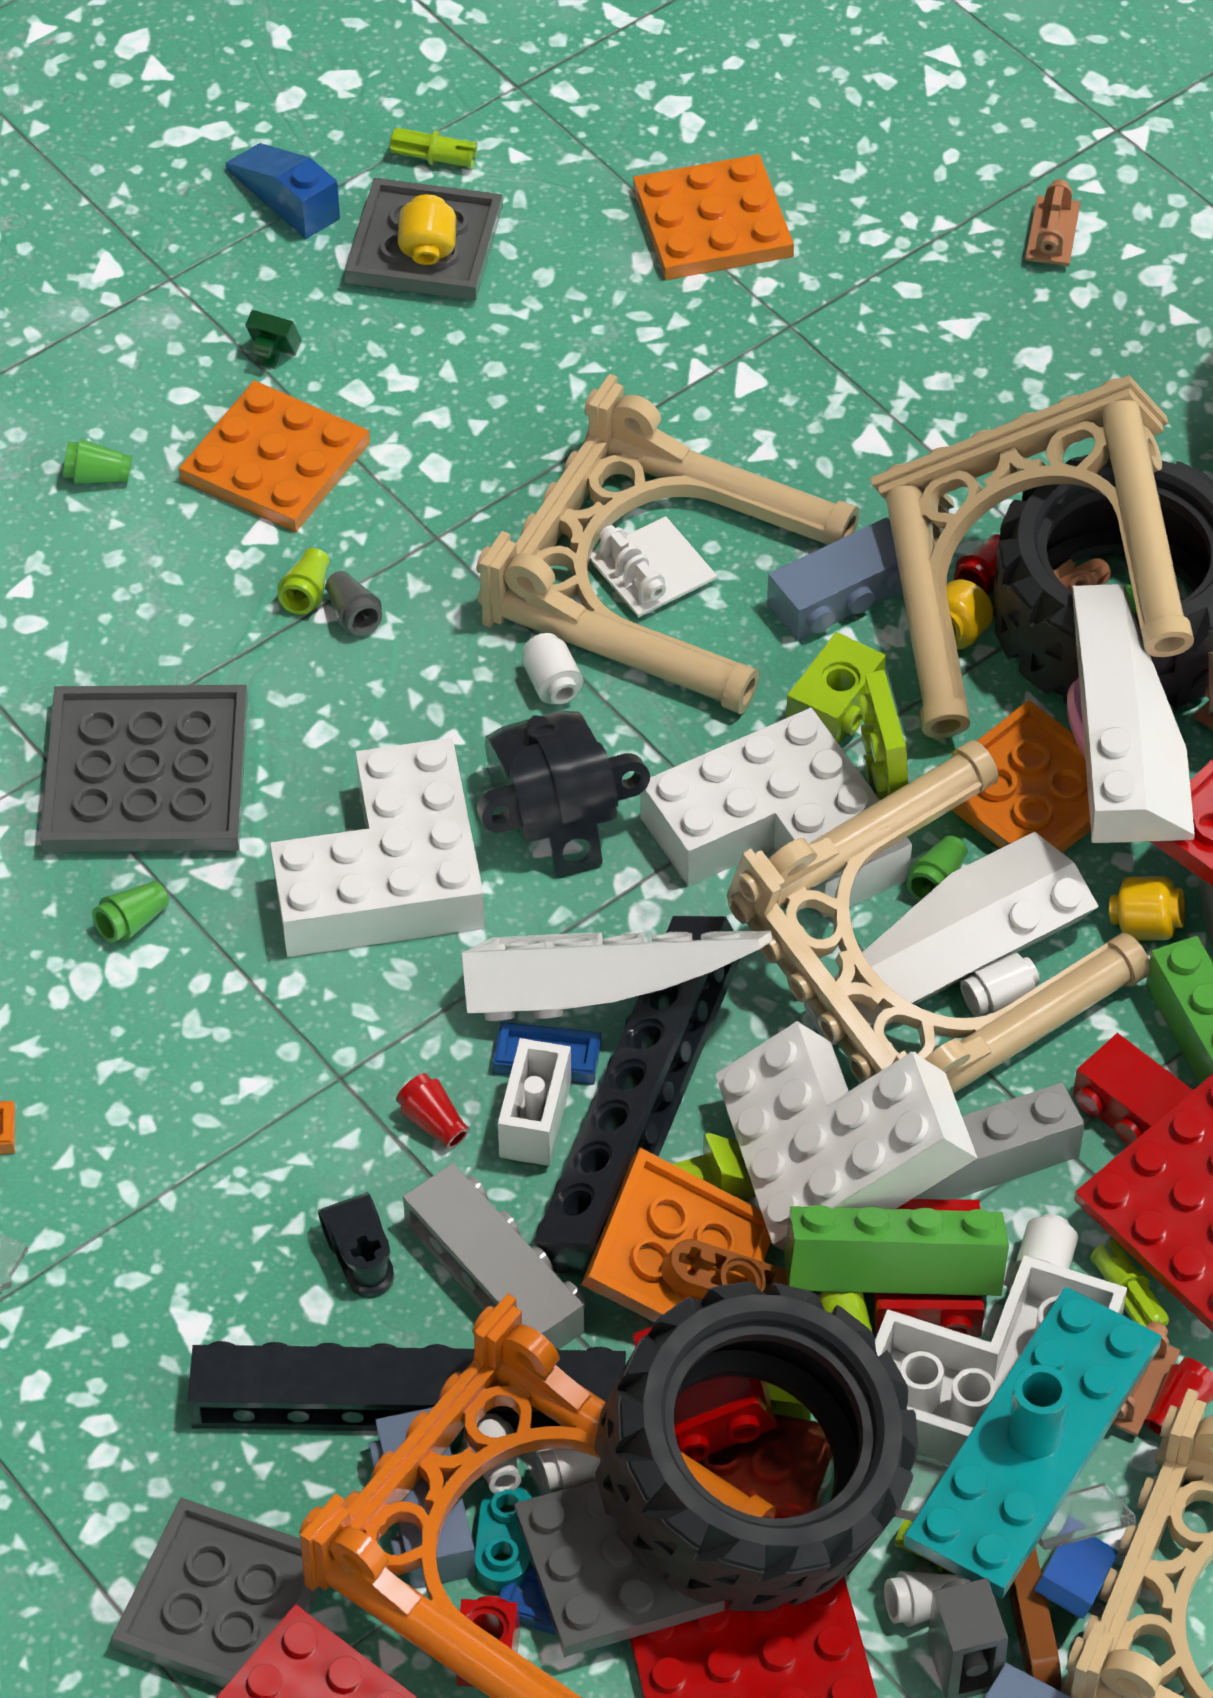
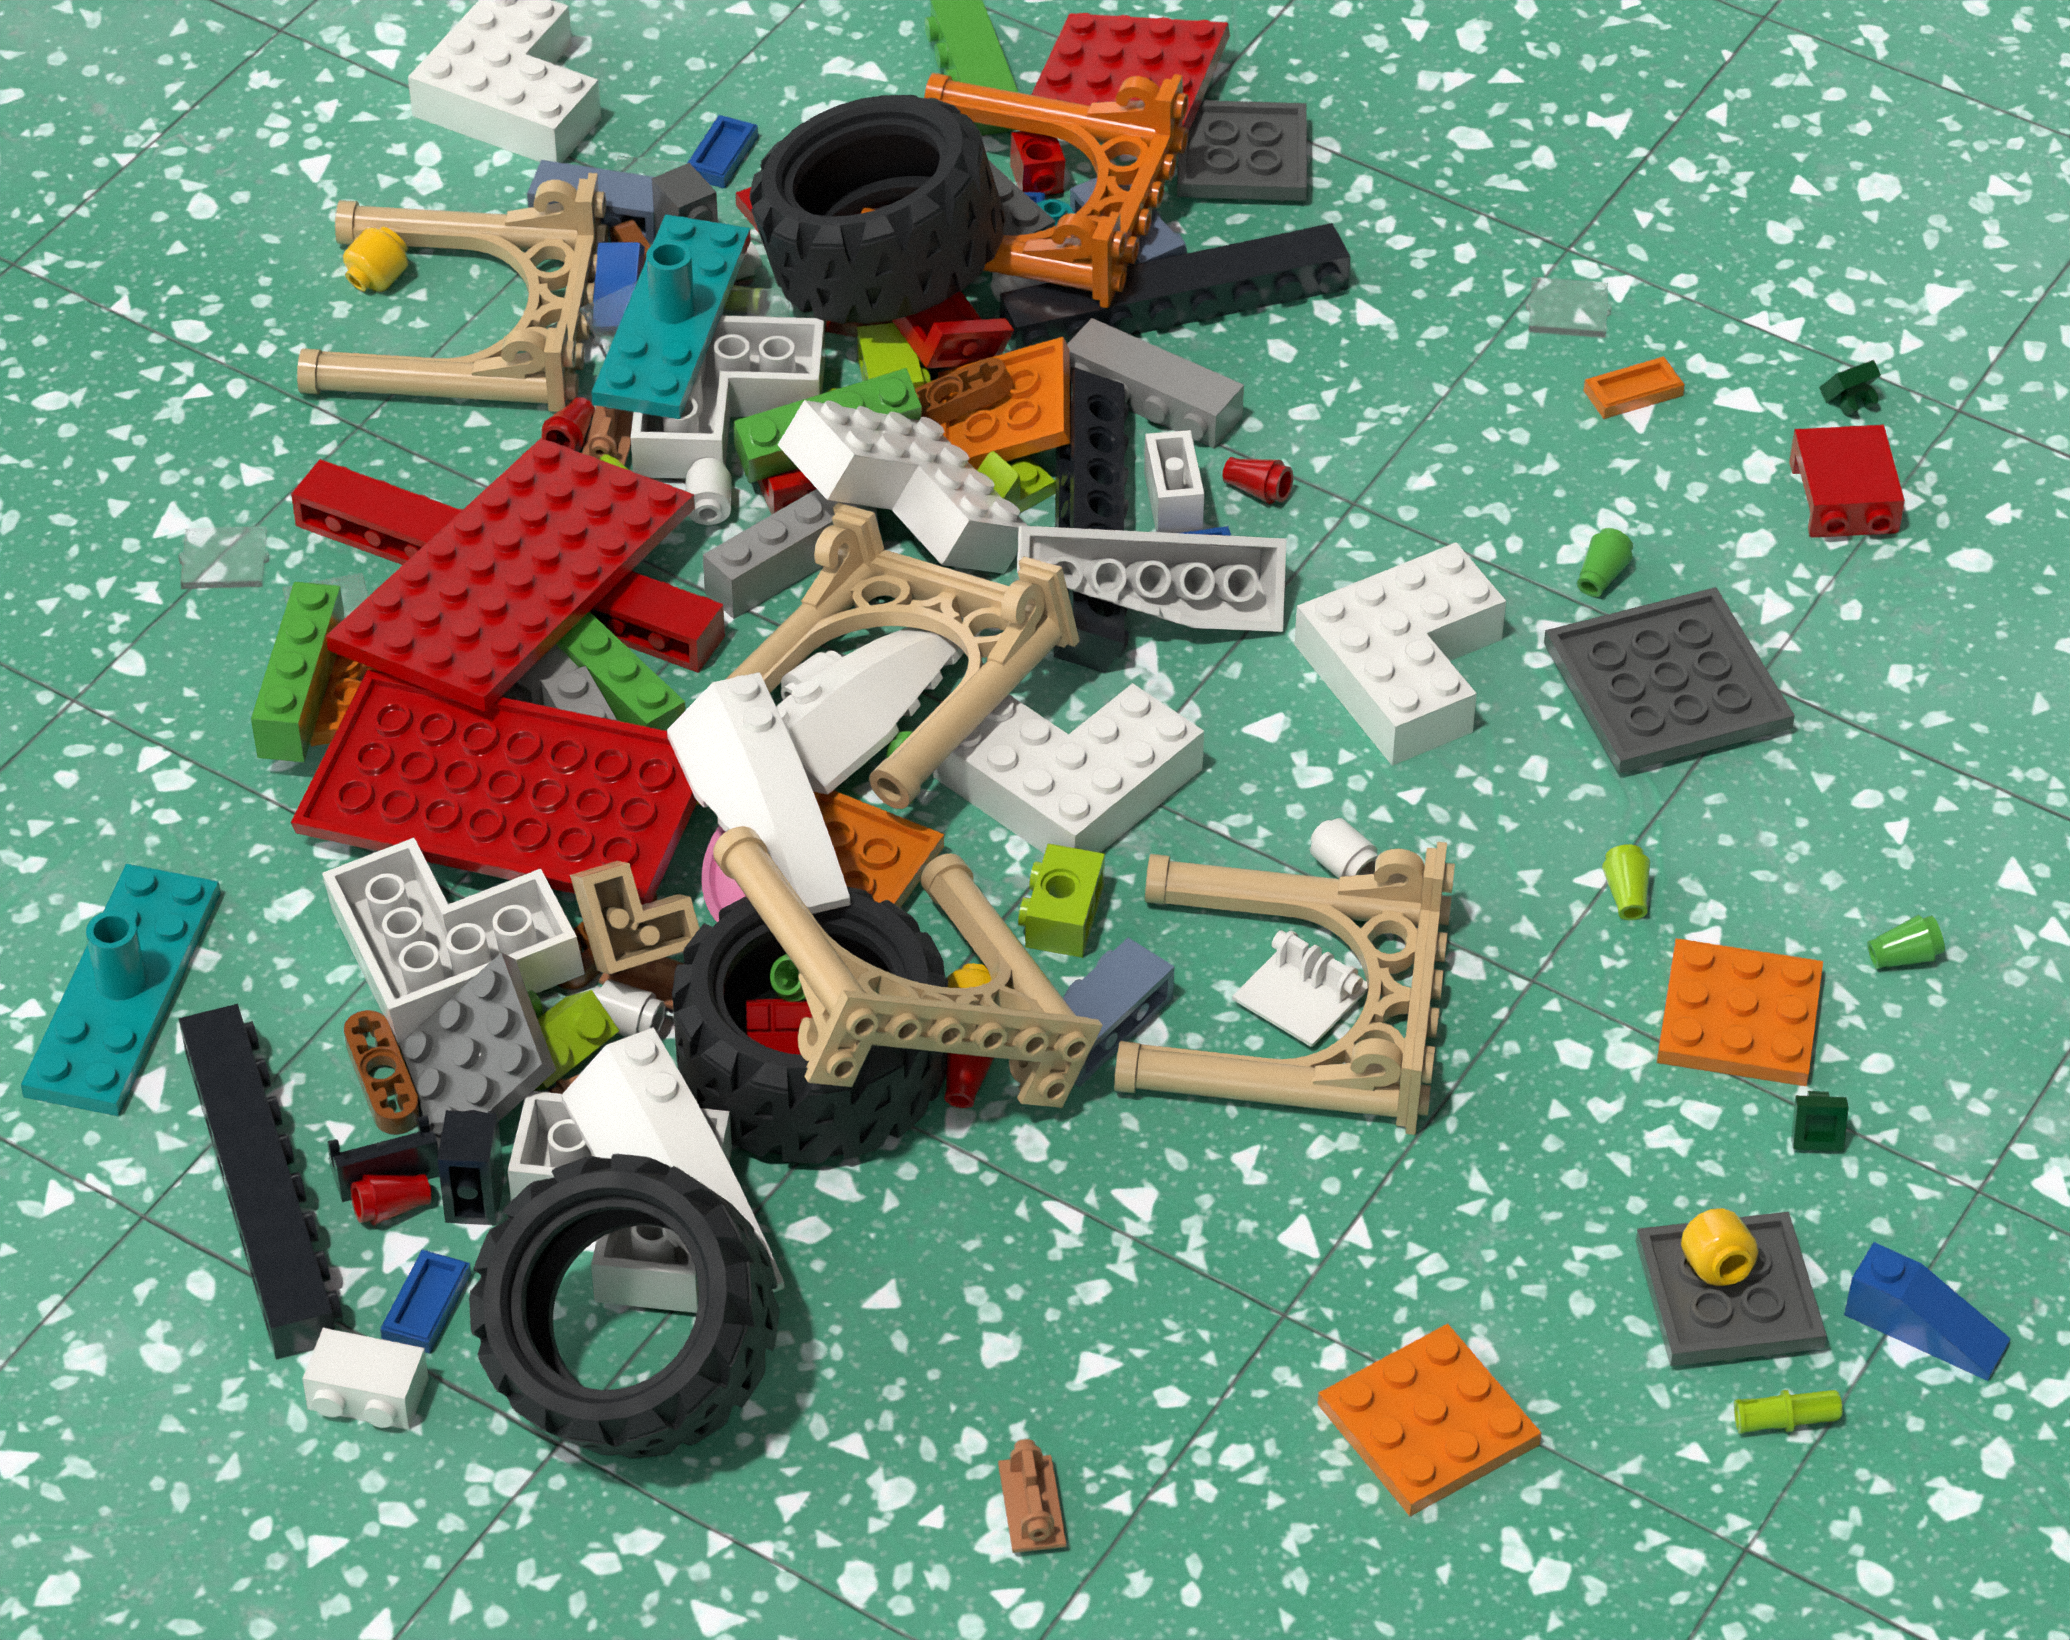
camera: 160 degrees right, 5 degrees down
(353, 604) = (1570, 871): dark grey cone -> none
(359, 1244) = (1268, 371): black piece -> none
(556, 784) = (1290, 725): black piece -> none
(882, 737) = (982, 790): lime plate -> none

